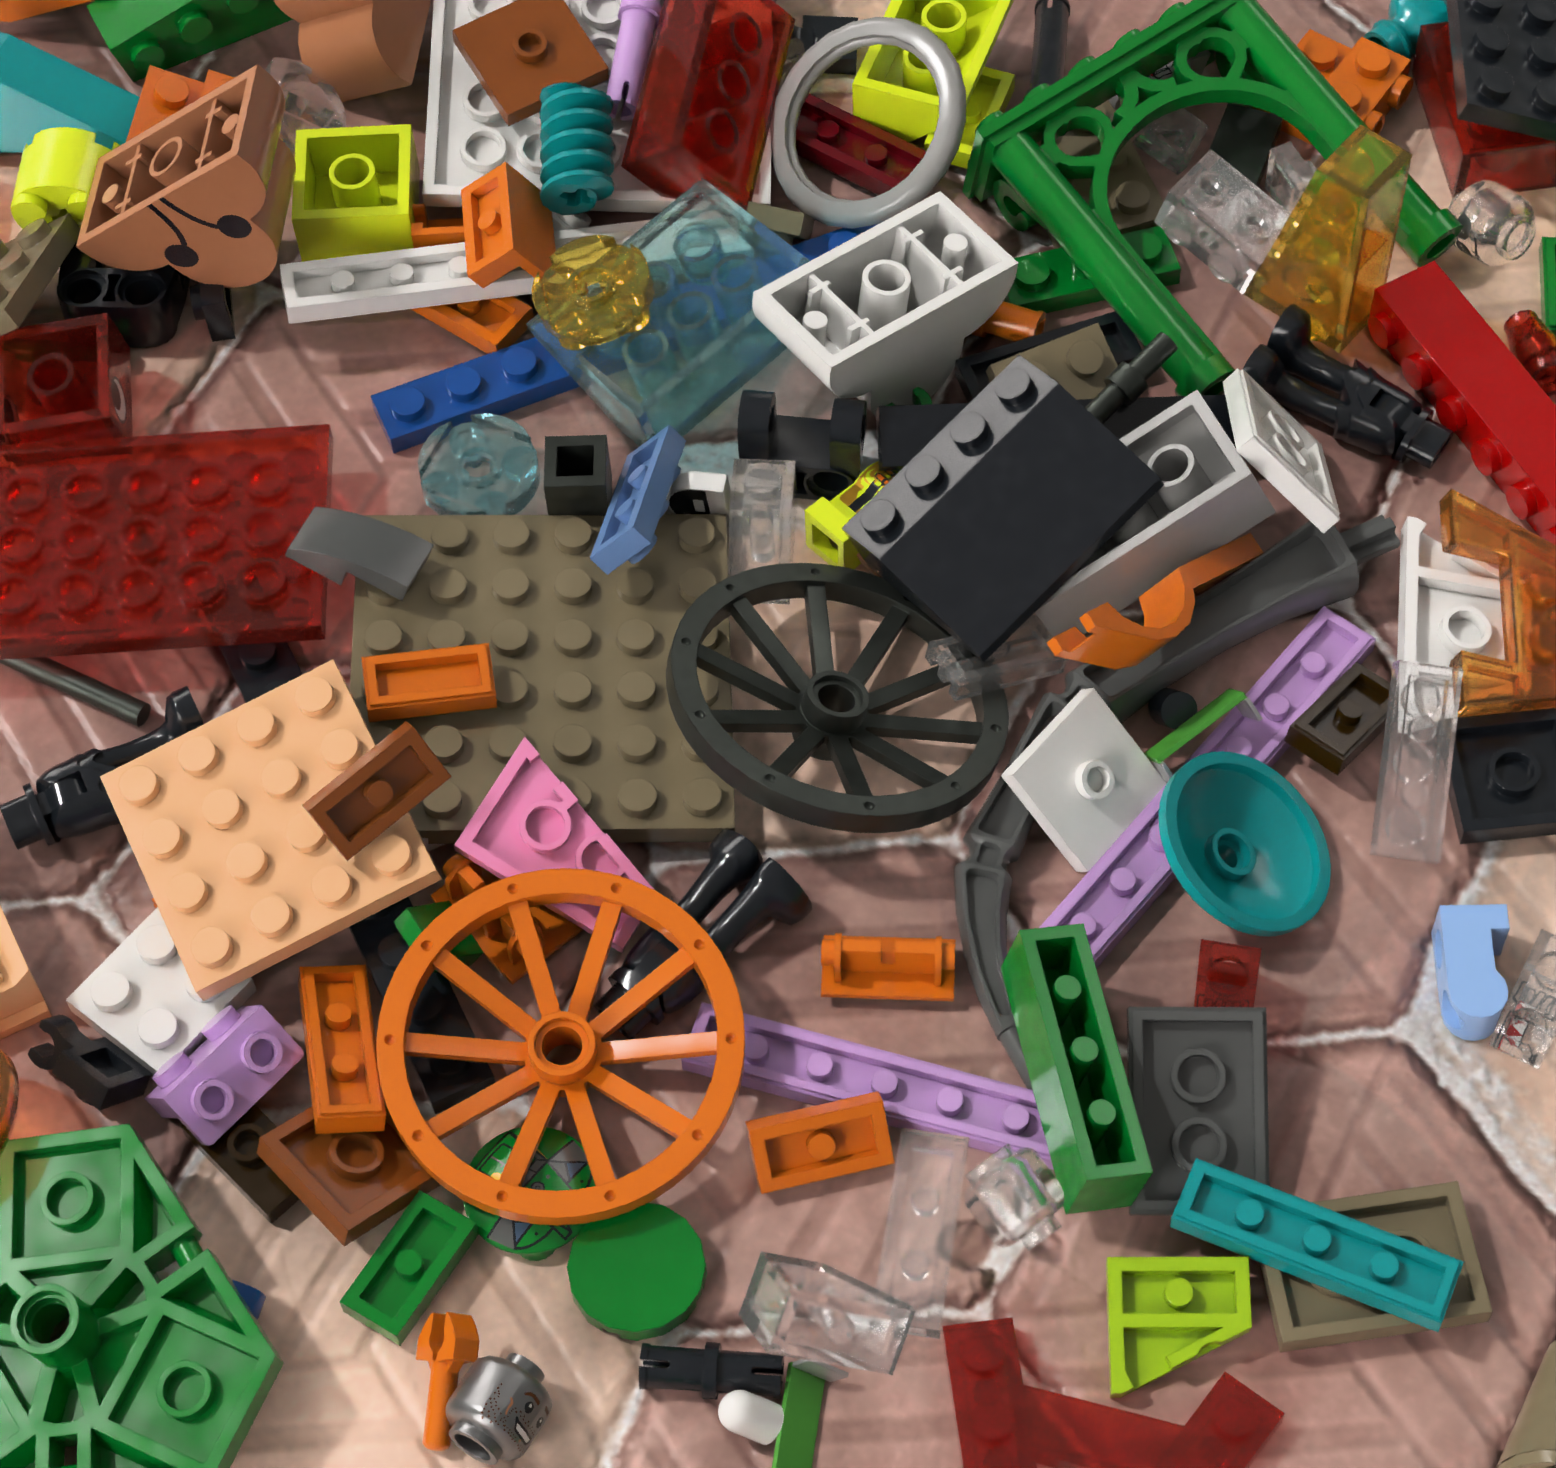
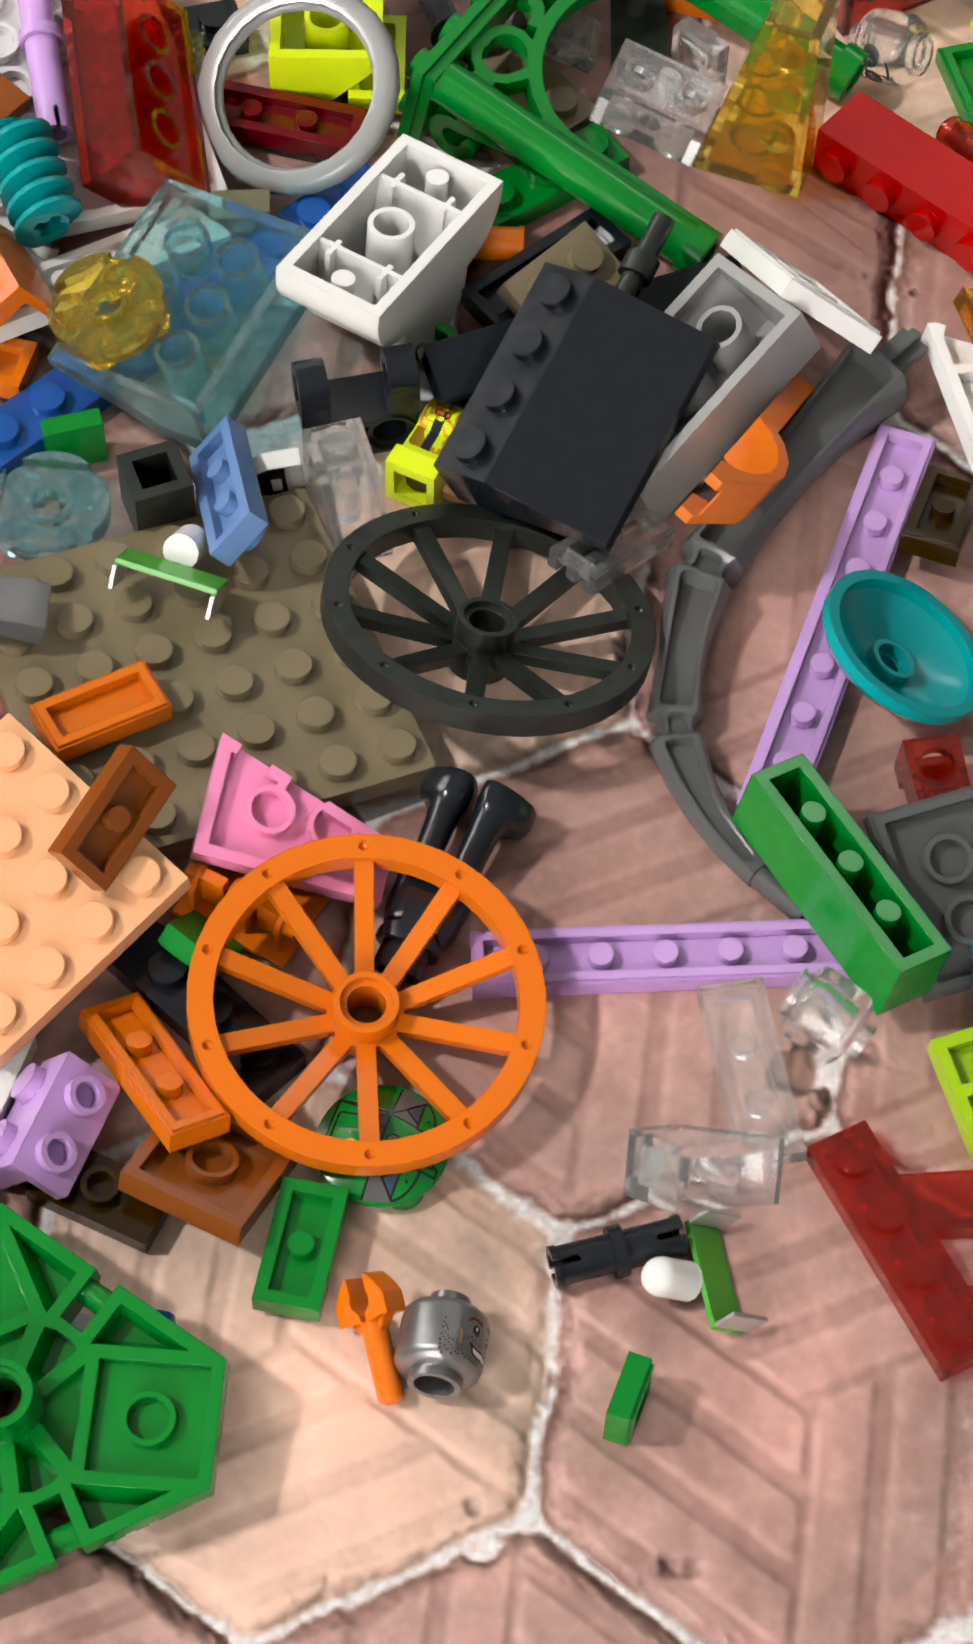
camera: 25 degrees left, 0 degrees up
(530, 406) = (77, 434): none -> green tile
(567, 548) = (180, 552): none -> piece
(637, 1272) = (511, 1187): green tile -> none
(820, 1142) = (631, 1021): orange plate -> none
(888, 968) = (626, 850): orange hinge -> none
(1084, 779) = (738, 632): white plate -> none
(1179, 712) = (795, 550): piece -> none
(1369, 407) = (845, 237): black piece -> none

